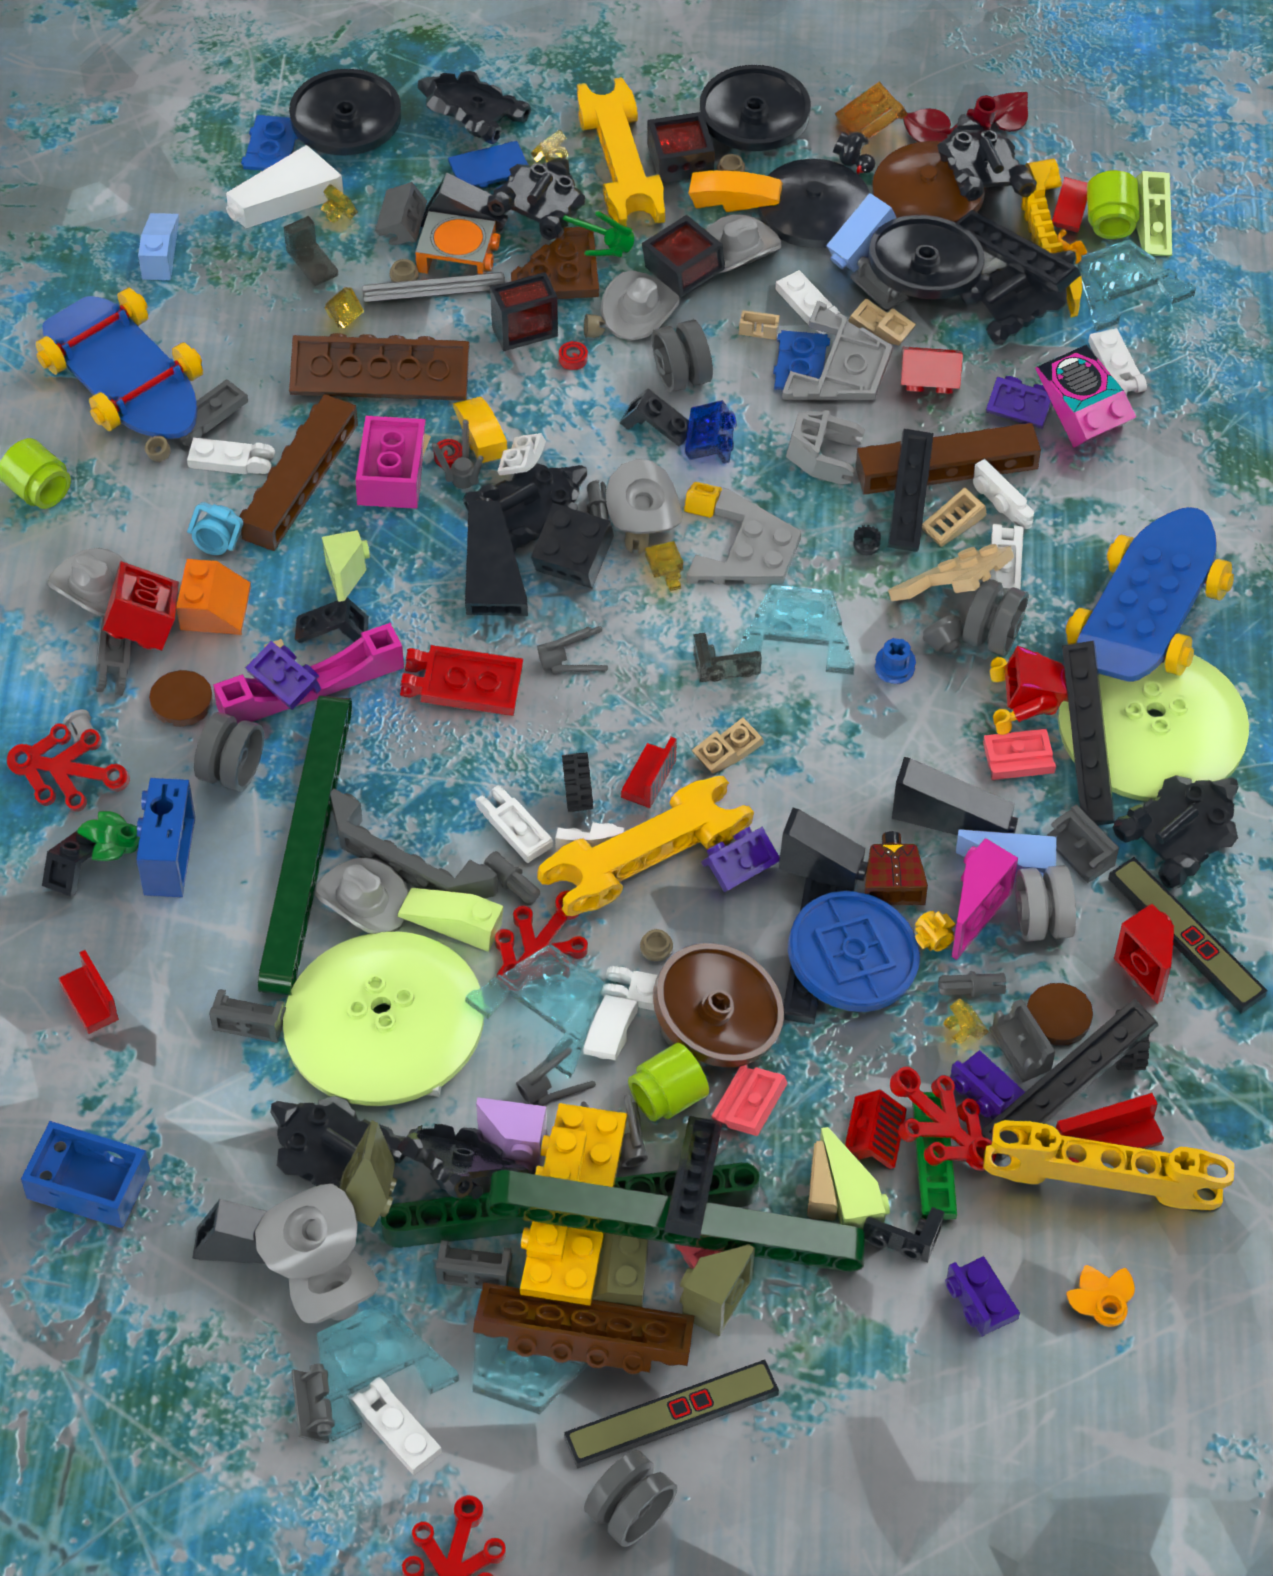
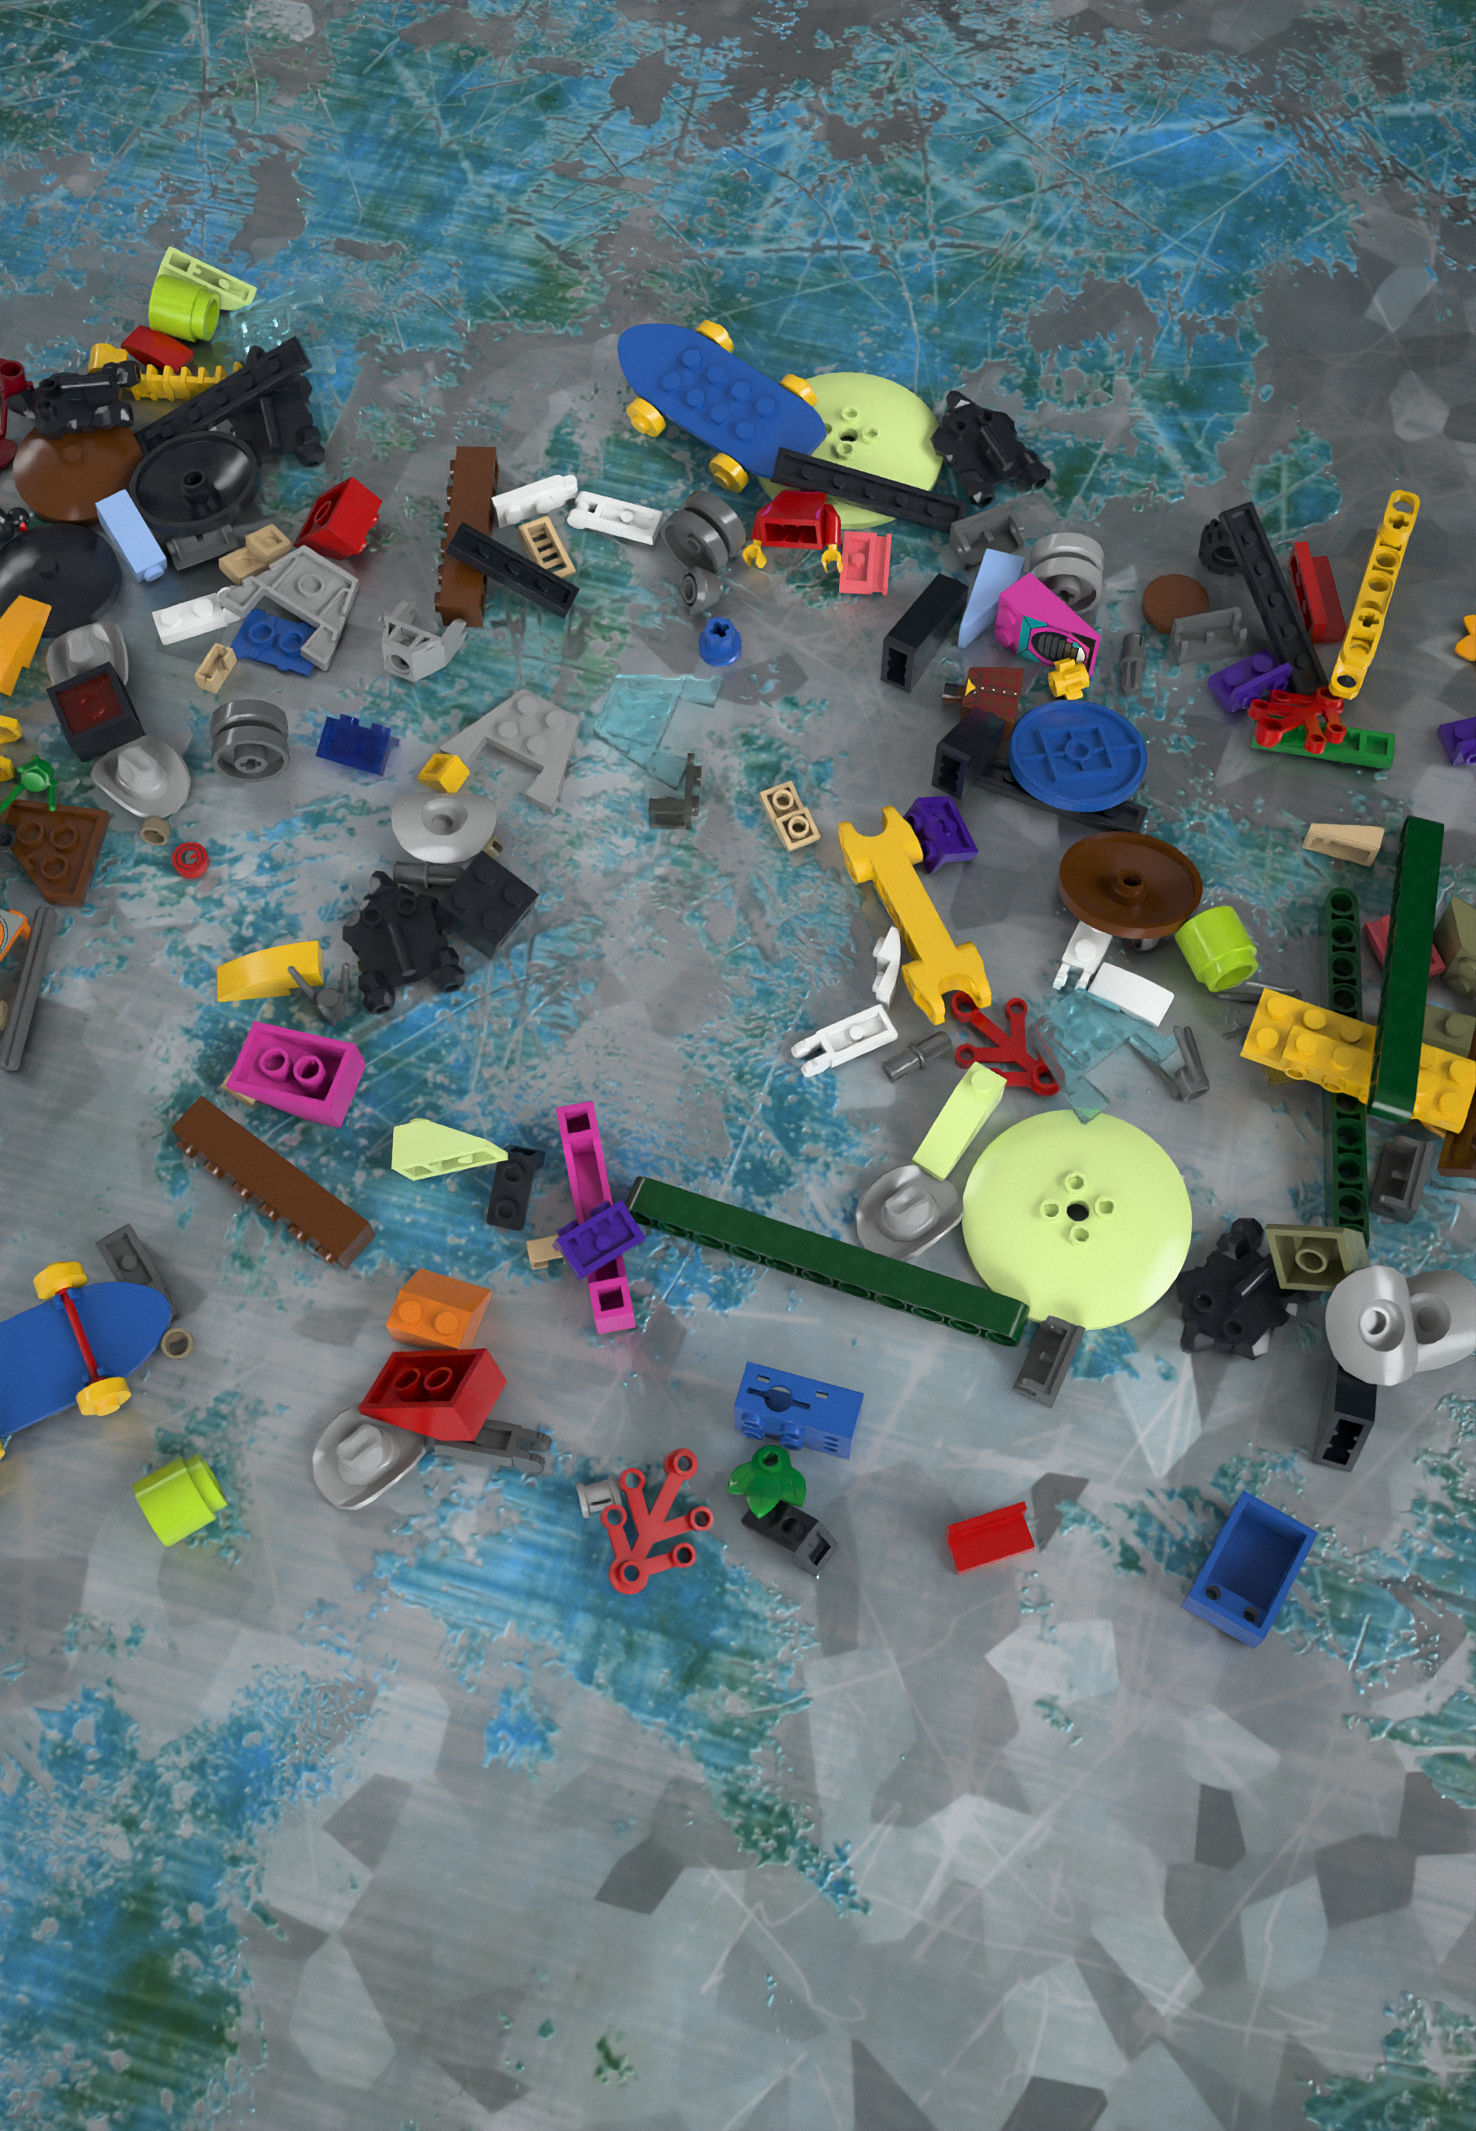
camera: 75 degrees left, 10 degrees up
(181, 698) = (574, 1373): reddish brown tile -> none
(217, 530) = (335, 1292): medium azure piece -> none
(229, 751) = (691, 1319): dark grey wheel -> none
(230, 456) = (213, 1263): white hinge -> none
(344, 307) = (25, 1089): clear yellow tile -> none
(358, 841) = (803, 1213): dark grey slope -> none
(379, 367) = (140, 1065): reddish brown plate -> none
(451, 450) = (294, 1015): red tile -> none
(456, 1158) = (1291, 1162): black shield -> none
(463, 679) = (633, 1055): red tile -> none
(491, 565) = (485, 991): black slope -> none
(514, 1129) = (1268, 1102): lavender slope -> none
(523, 454) = (333, 935): white slope -> none
(524, 311) = (119, 888): piece -> none
(553, 653) = (624, 959): dark grey plant -> none
(577, 782) = (817, 961): black tyre -> none
(650, 773) = (810, 893): red panel -> none
(656, 945) = (1031, 933): dark tan plate -> none
(657, 413) = (308, 792): black bracket -> none
(665, 562) = (522, 825): clear yellow plate -> none
(693, 1177) = (1362, 935): black tile -> none
(750, 1099) = (1238, 883): coral plate -> none
(854, 1186) = (1364, 807): yellowish green slope -> none
(866, 532) = (550, 625): black bush -> none
(875, 1127) = (1285, 786): red panel -> none
(912, 1246) = (1419, 766): black bracket -> none
(961, 572) = (629, 546): tan wing -> none
(967, 1019) = (1177, 677): clear yellow tile -> none
(1019, 401) = (415, 456): dark purple bracket -> none
(1077, 246) = (231, 355): light orange piece -> none
(1084, 395) = (440, 392): slope -> none
(1115, 357) = (387, 367): white plate -> none
(1147, 949) = (1137, 505): red slope -> none
(1190, 936) = (1103, 482): tile -> none

